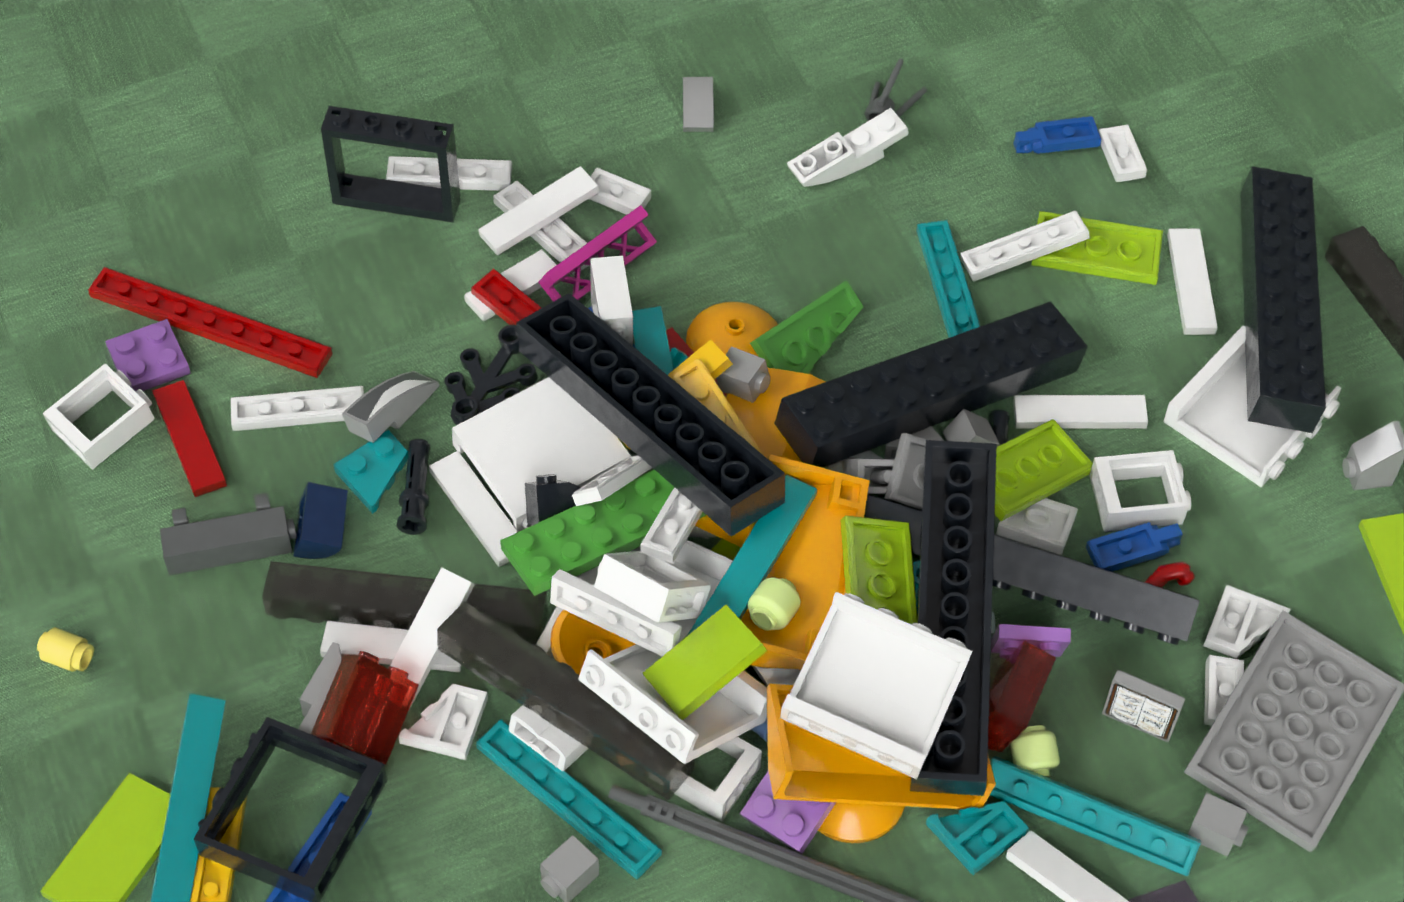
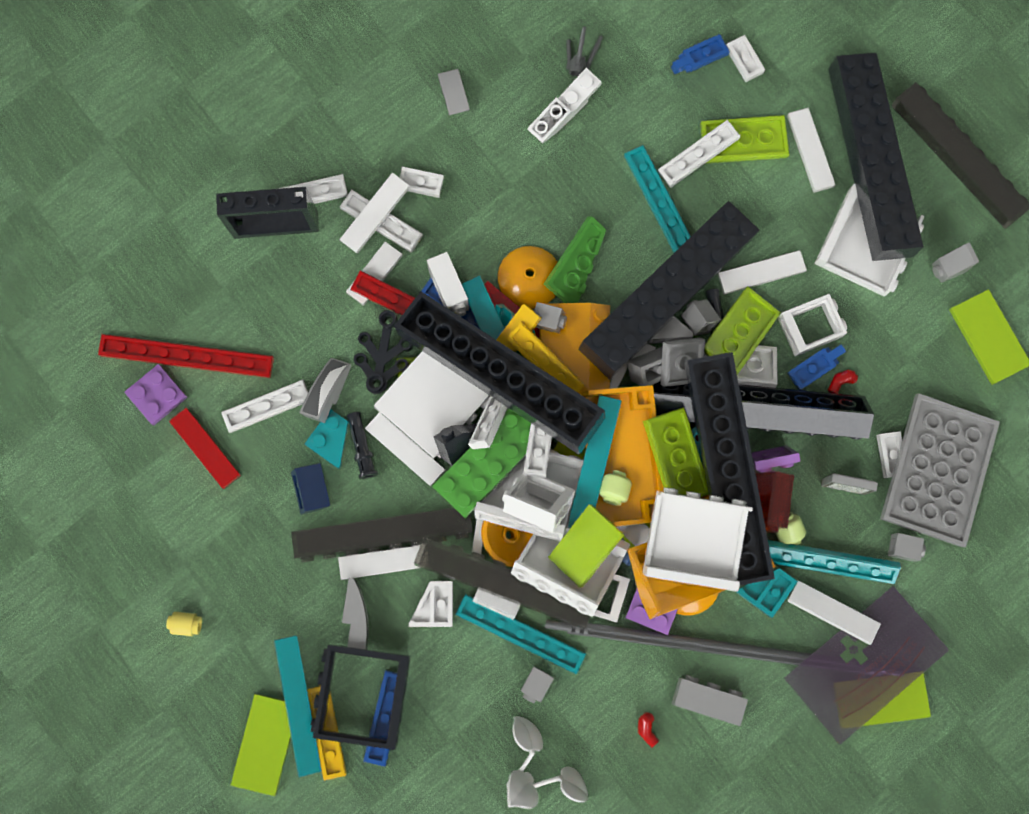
camera: 15 degrees left, 25 degrees up
(86, 395) = (117, 459): white window -> none
(226, 539) = (256, 518): dark grey brick -> none
(365, 706) = (384, 621): clear red brick -> none
(420, 643) = (403, 559): white tile -> none
(596, 247) = (421, 237): dark pink fence -> none
(1241, 622) = (892, 402): white wing -> none

